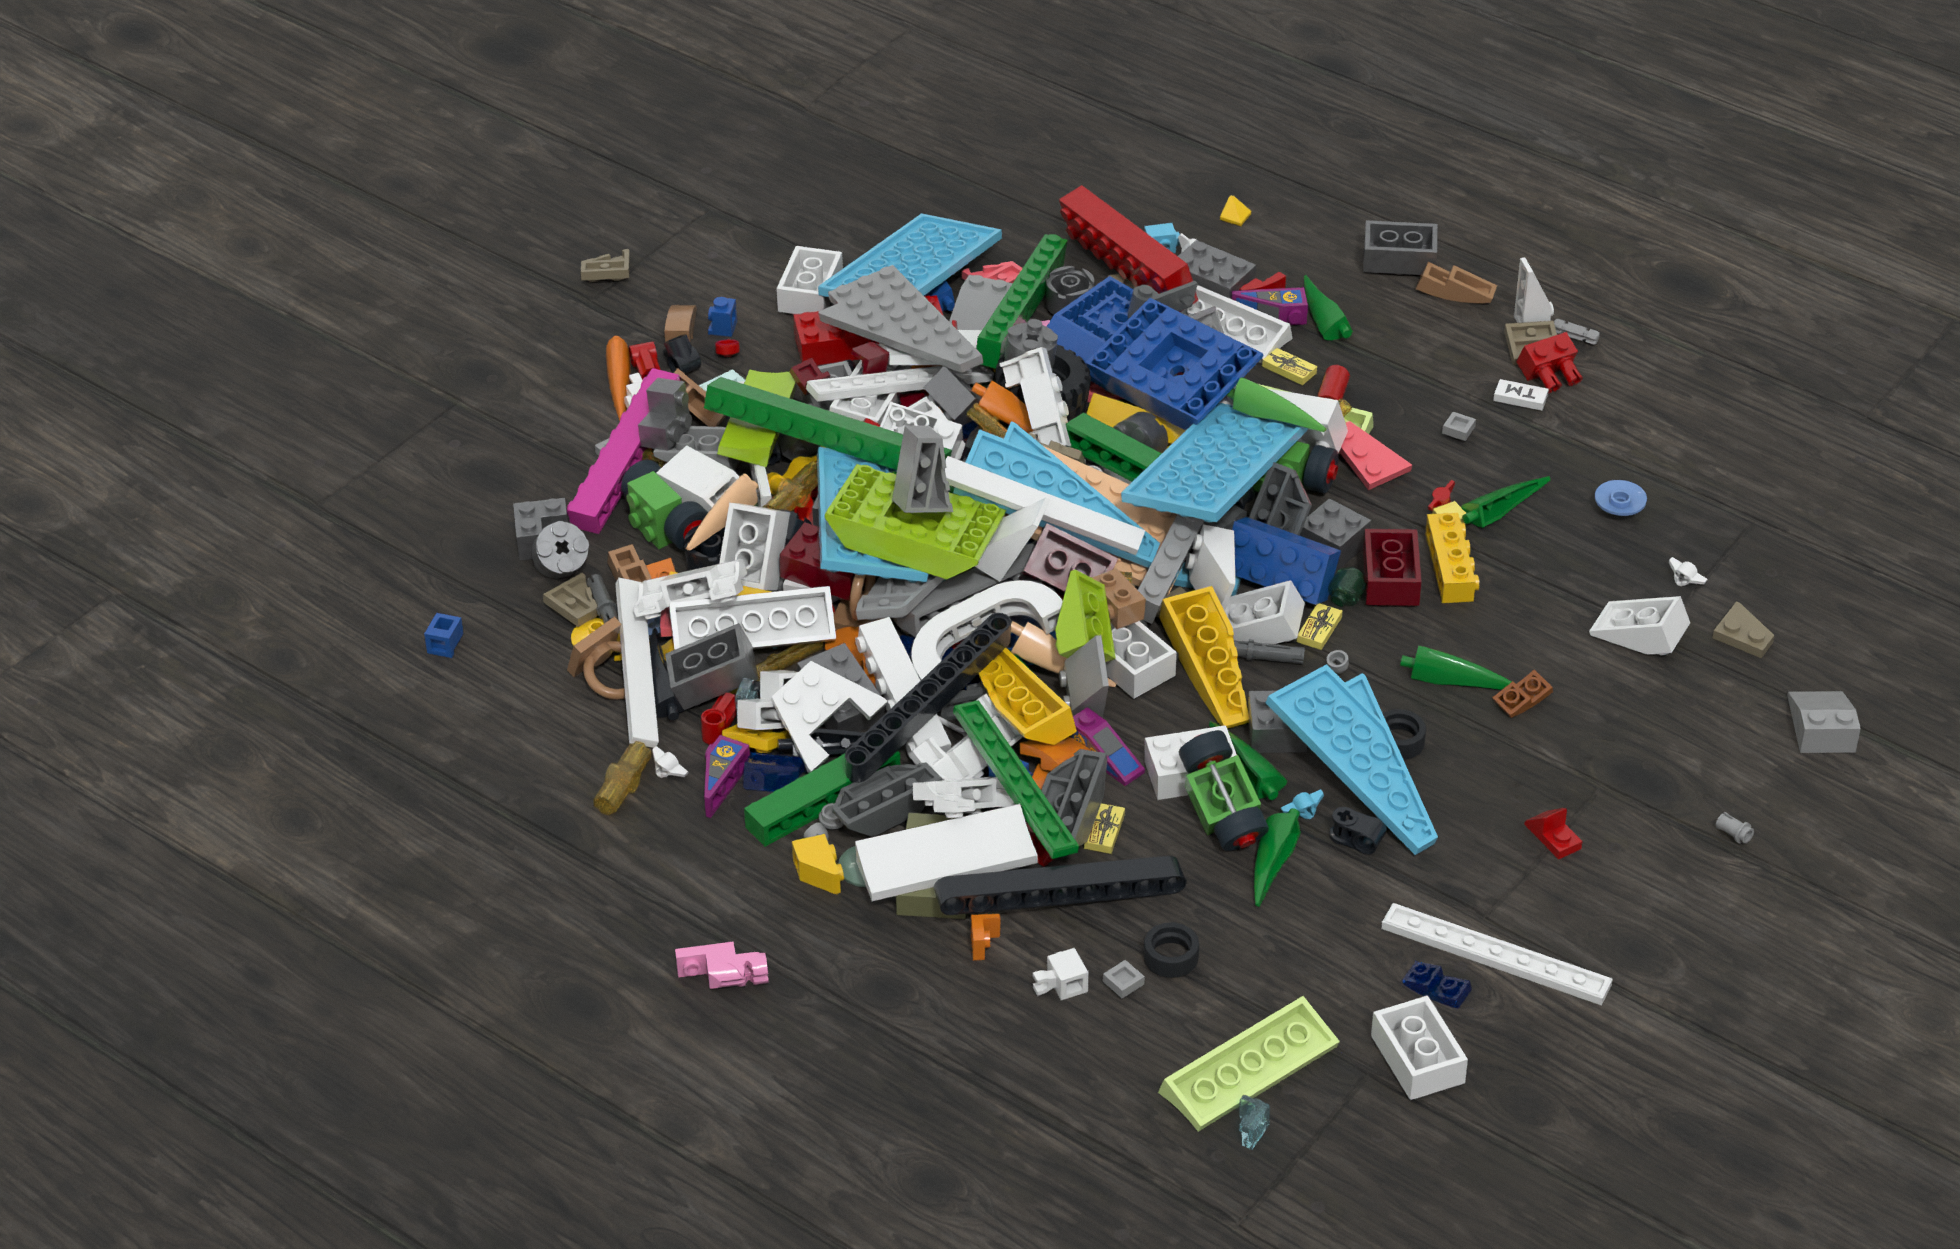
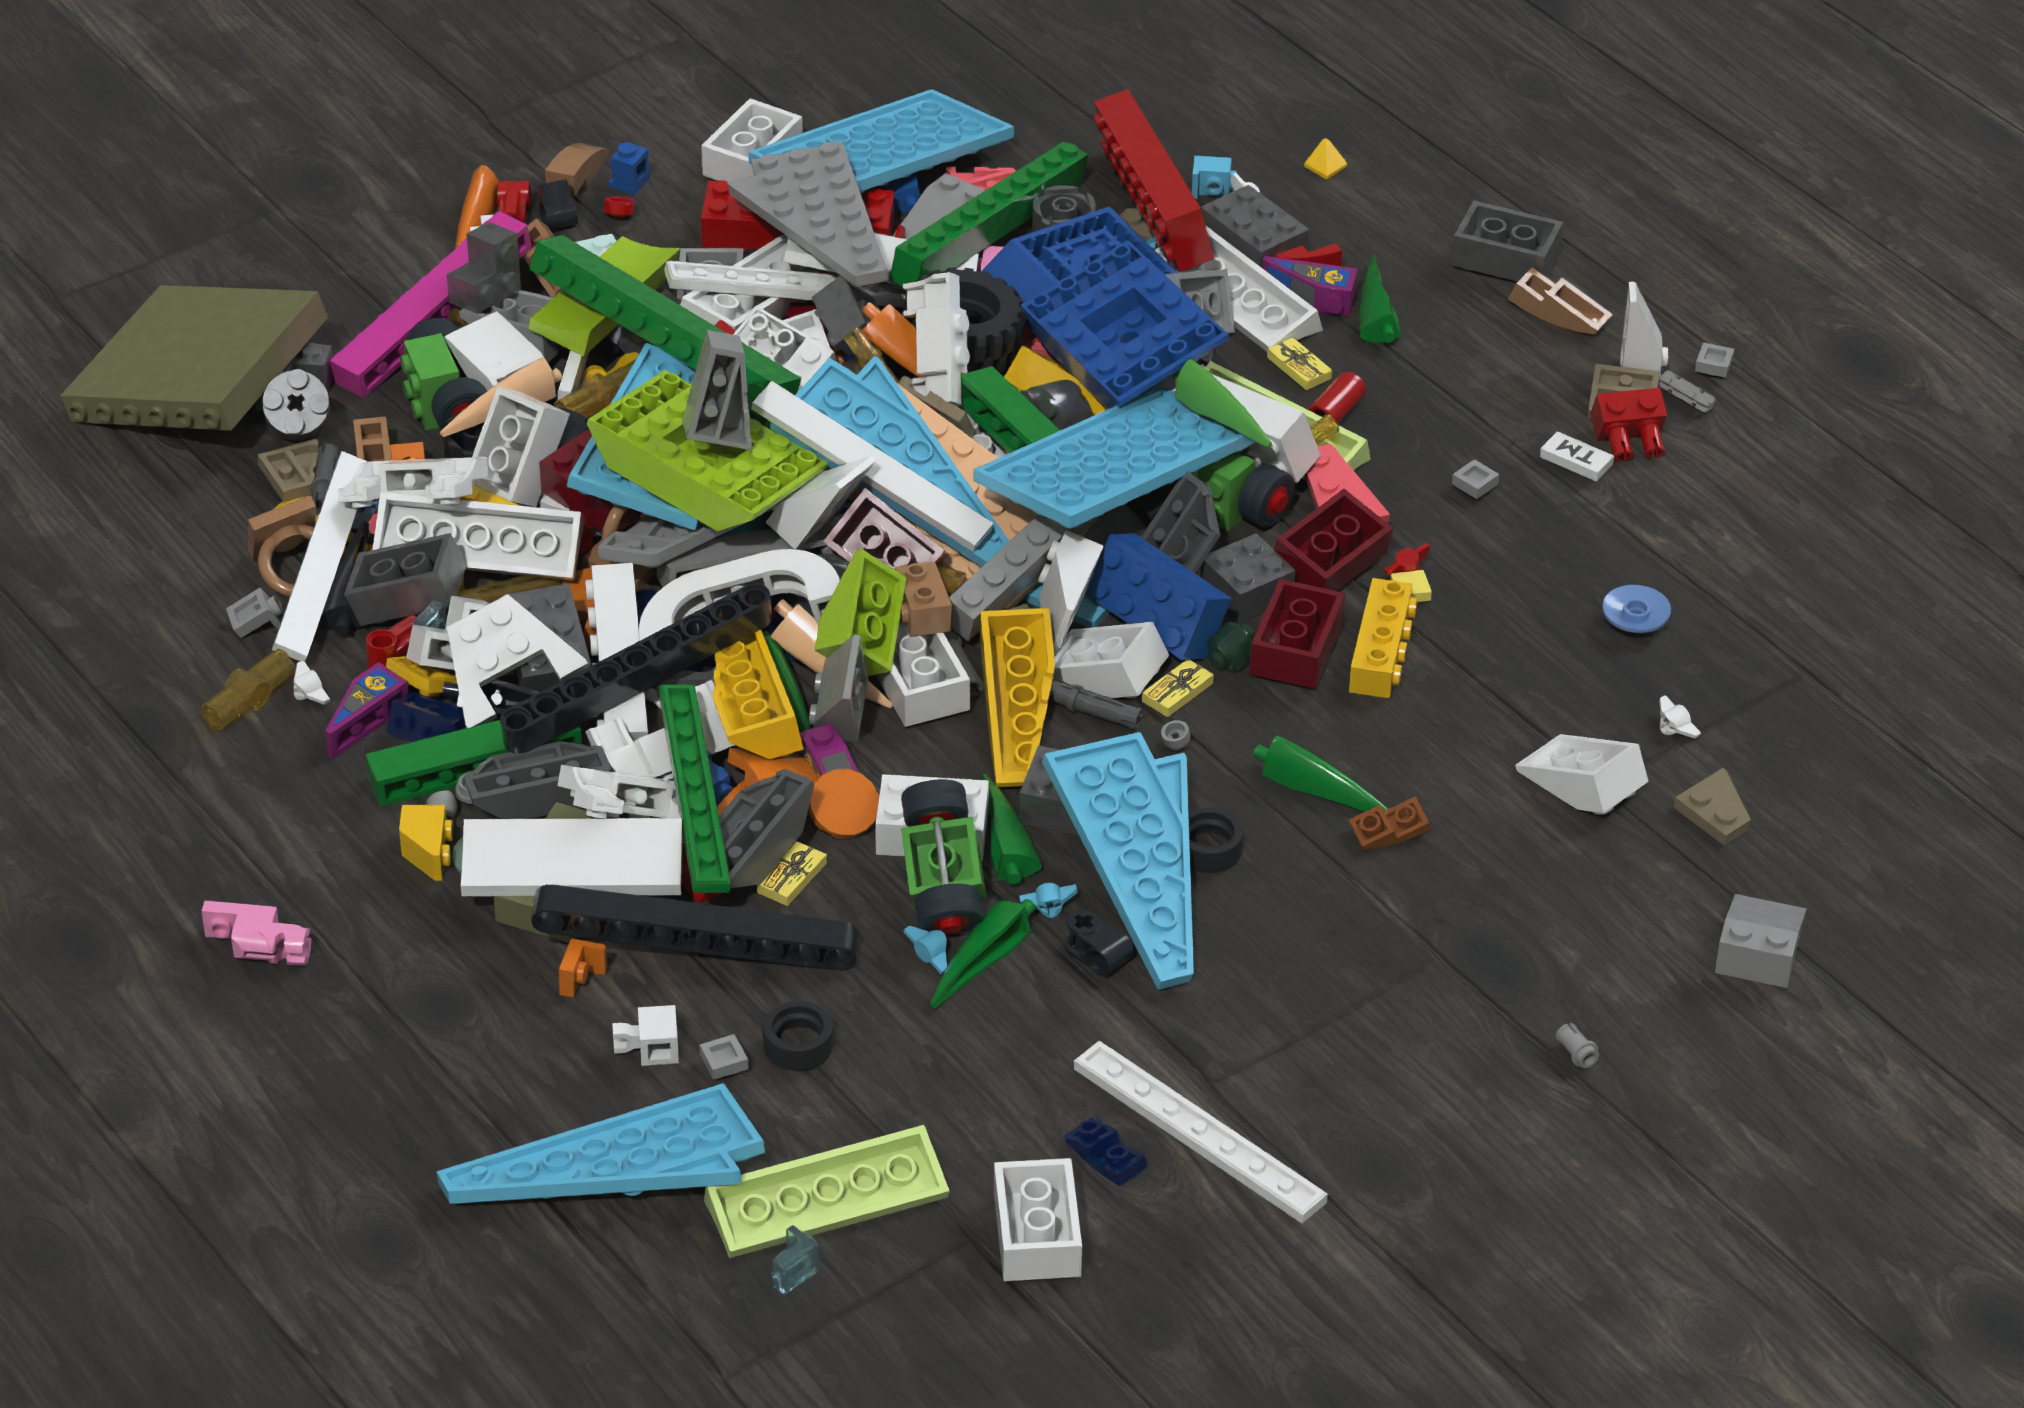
camera: 15 degrees right, 0 degrees up
(443, 635) = (120, 478): blue brick -> none
(462, 528) = (194, 357): none -> olive panel
(599, 717) = (254, 611): none -> light grey bracket
(606, 267) = (521, 83): dark tan wing -> none
(806, 372) = (682, 250): dark red bracket -> none
(873, 357) = (764, 249): dark red panel -> none
(1028, 337) = (961, 259): flat silver brick -> none
(1107, 1060) = (652, 1148): none -> medium azure wing
(1126, 766) = (844, 803): none -> orange tile
(1177, 298) = (1163, 251): dark grey door -> none
(1234, 860) = (929, 946): none -> medium azure piece
(1388, 492) = (1334, 542): none -> dark red brick
(1496, 504) = (1479, 583): green piece -> none
(1554, 833) = (1346, 1002): red slope -> none
(1584, 304) = (1714, 360): none -> light grey plate

